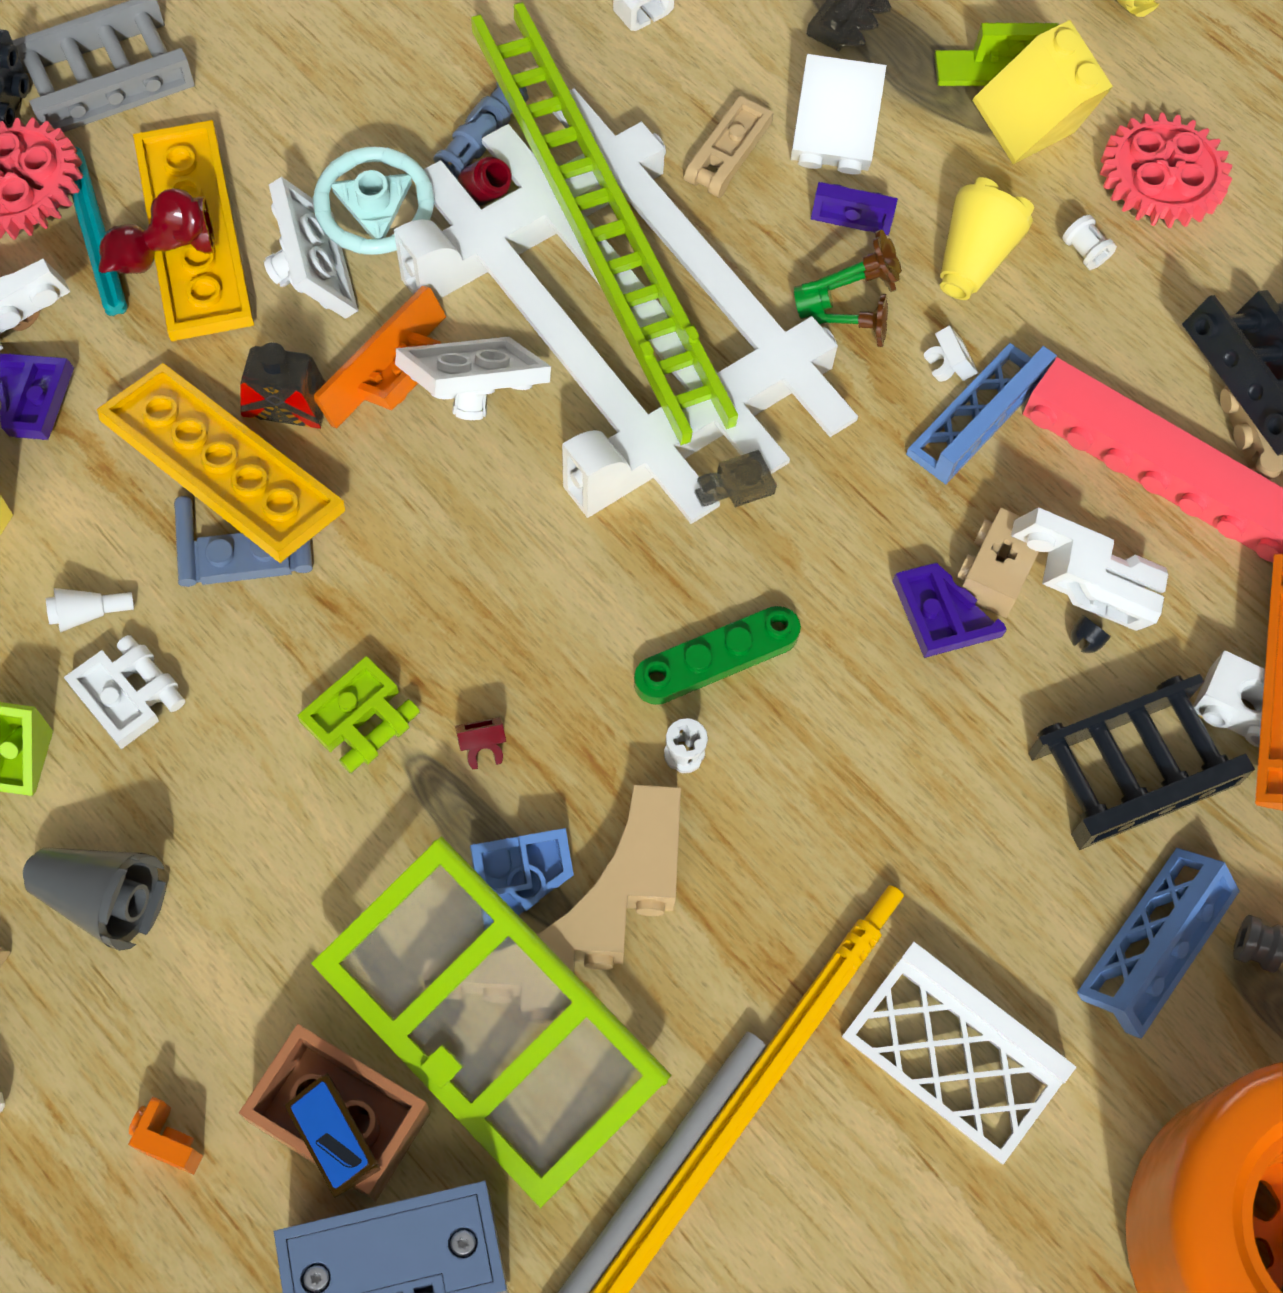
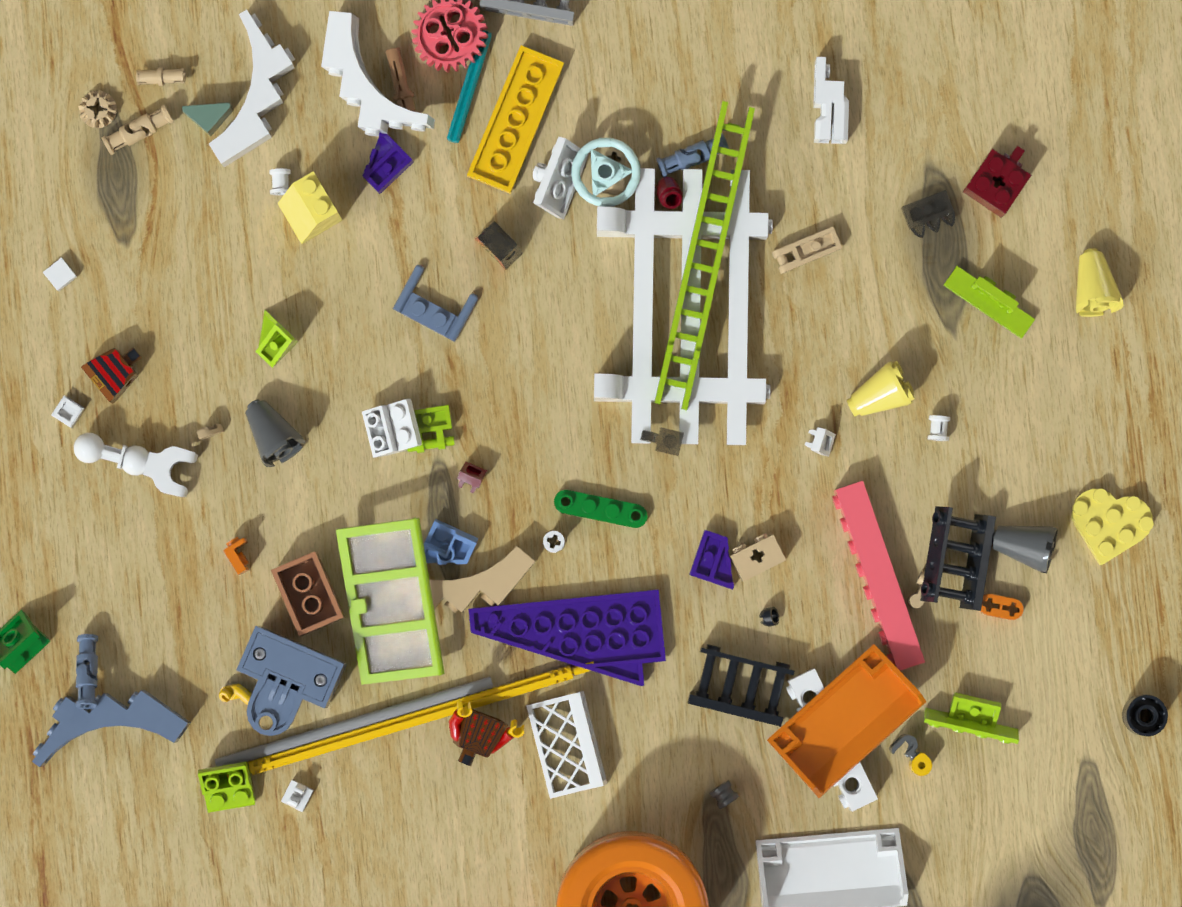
camera: 40 degrees right, 20 degrees up
(76, 607) = (342, 292): white cone -> none
(113, 699) = (330, 347): white plate -> none
(175, 222) = (477, 117): dark red animal -> none
(221, 462) = (447, 263): yellow plate -> none
(299, 747) = (392, 428): none -> white brick
(332, 1136) = (299, 605): slope -> none
(372, 369) = (559, 262): orange bracket -> none
(472, 371) = (589, 297): white plate -> none
(805, 1133) = (479, 732): none -> torso
(815, 296) = (813, 380): plant -> none
(838, 113) = (871, 272): white slope -> none
(853, 208) = (845, 336): dark purple plate -> none
(875, 819) = (607, 629): none -> dark purple wing
(986, 418) = (820, 483): medium blue fence -> none
(1043, 93) = (974, 337): light yellow slope -> none
(1092, 577) = (784, 586): white plate -> none
(1165, 170) = (999, 432): coral gear -> none
(1172, 940) = (686, 767): medium blue fence -> none

